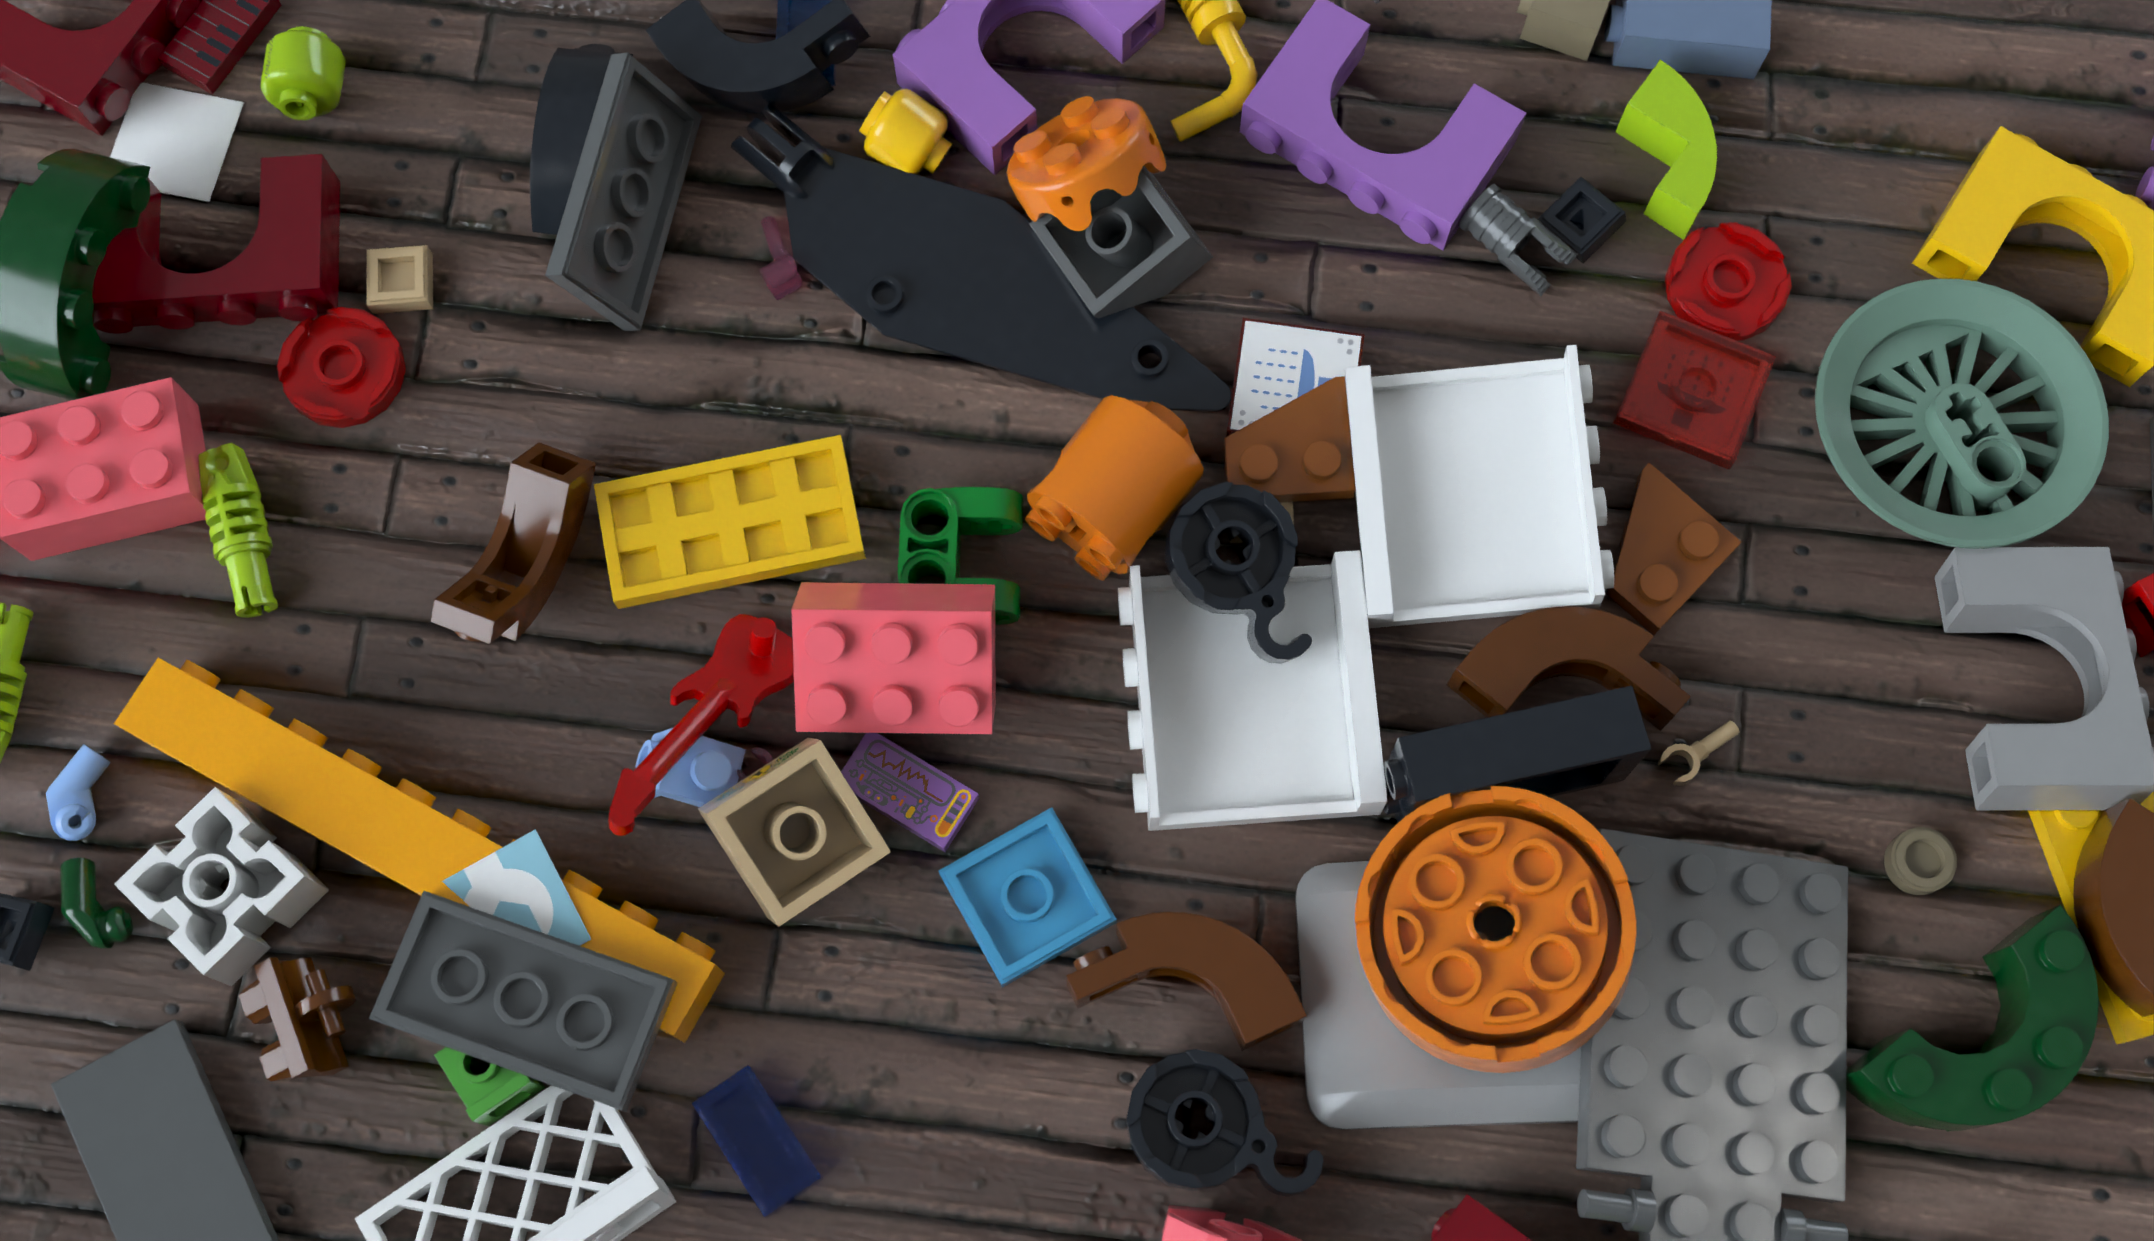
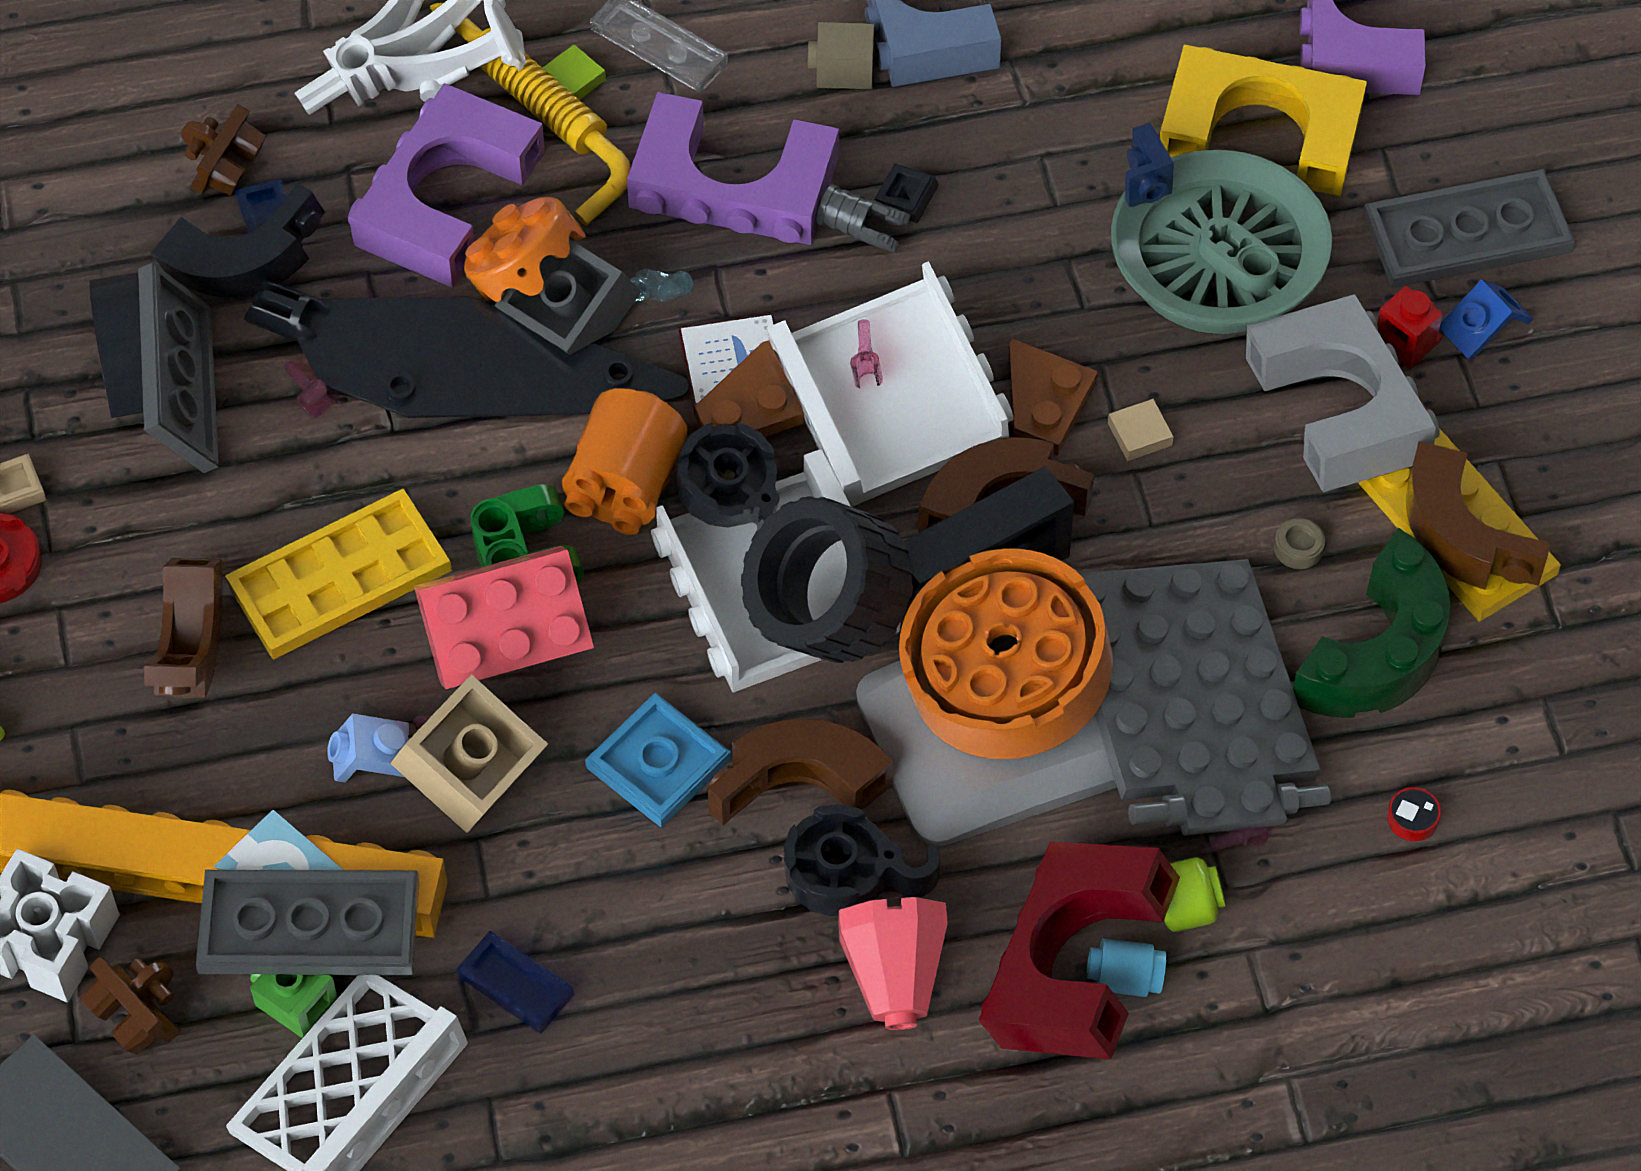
camera: 20 degrees left, 15 degrees down
(746, 666) = (385, 668): red piece -> none
(906, 132) = (376, 271): yellow head -> none
(908, 790) = (555, 716): medium lavender tile -> none
(1237, 745) = (780, 569): none -> black tyre
(1240, 253) = (661, 286): none -> clear light blue arm
(1454, 445) = (865, 360): none -> clear pink hand
(1675, 128) = (952, 113): lime brick -> none
(1694, 390) = (1028, 284): clear red tile -> none
(1700, 750) = (1114, 520): tan hand -> none
(1728, 280) = (1027, 206): red tile -> none
(1769, 637) = (1140, 429): none -> tan tile
(1903, 289) = (1150, 168): none -> dark blue bracket

